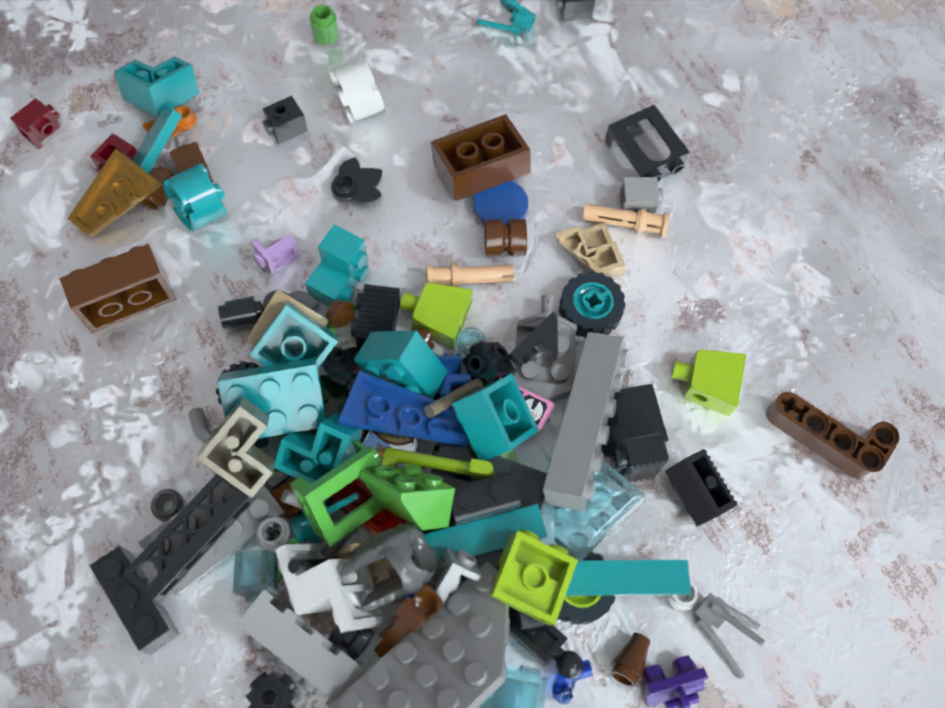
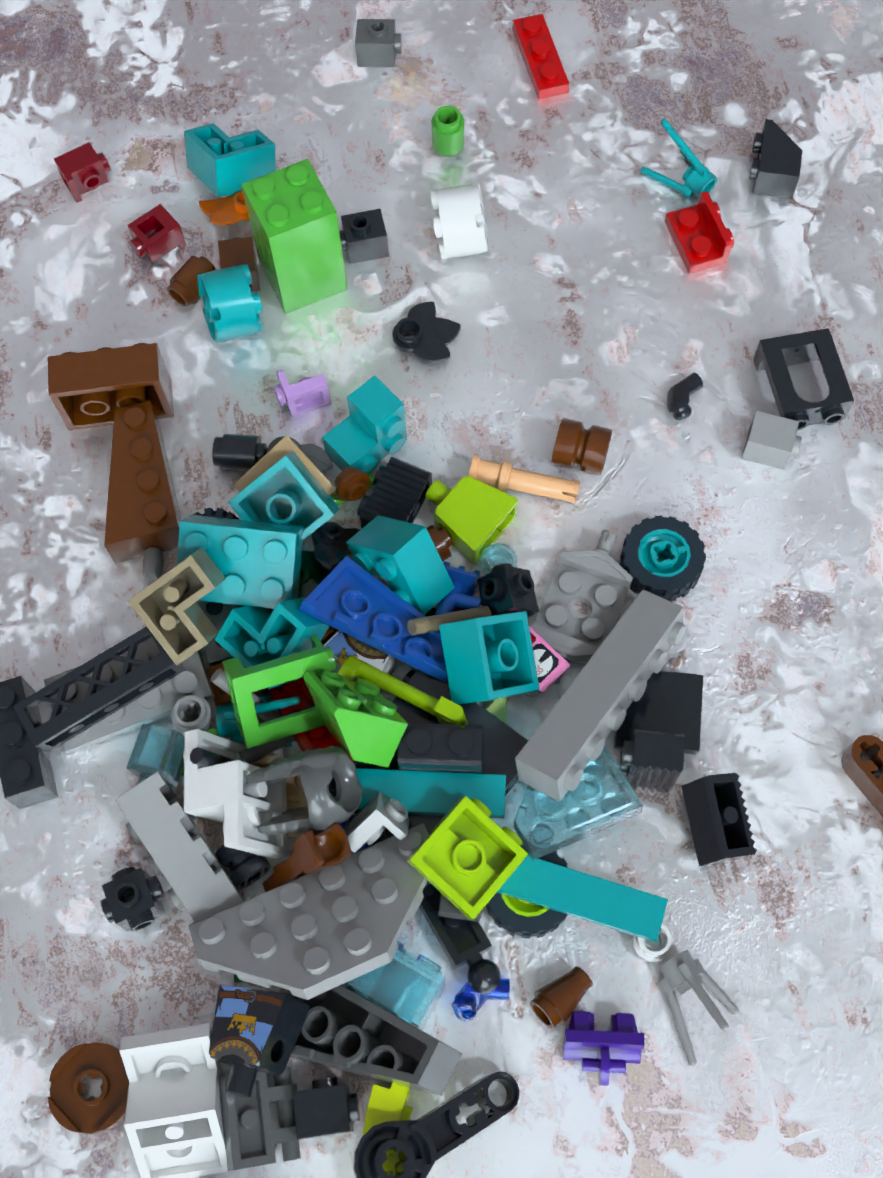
camera: 25 degrees right, 0 degrees up
(112, 193) = (139, 275): pearl gold wing -> none
(157, 138) = (200, 230): teal tile -> none
(161, 498) = (84, 639): dark grey plate -> none
(170, 366) = (141, 487): none -> reddish brown wedge
(234, 130) = (296, 235): none -> bright green brick
(481, 157) = (584, 340): reddish brown brick -> none
(501, 202) = (593, 400): blue tile -> none
(537, 59) = (700, 234): none -> red bracket
(544, 337) = (581, 577): black slope -> none
(562, 181) = (679, 396): none -> black arm
(593, 248) = (689, 490): tan slope -> none
(639, 220) = (760, 470): light nougat pin -> none
(712, 379) = (783, 692): lime torso -> none

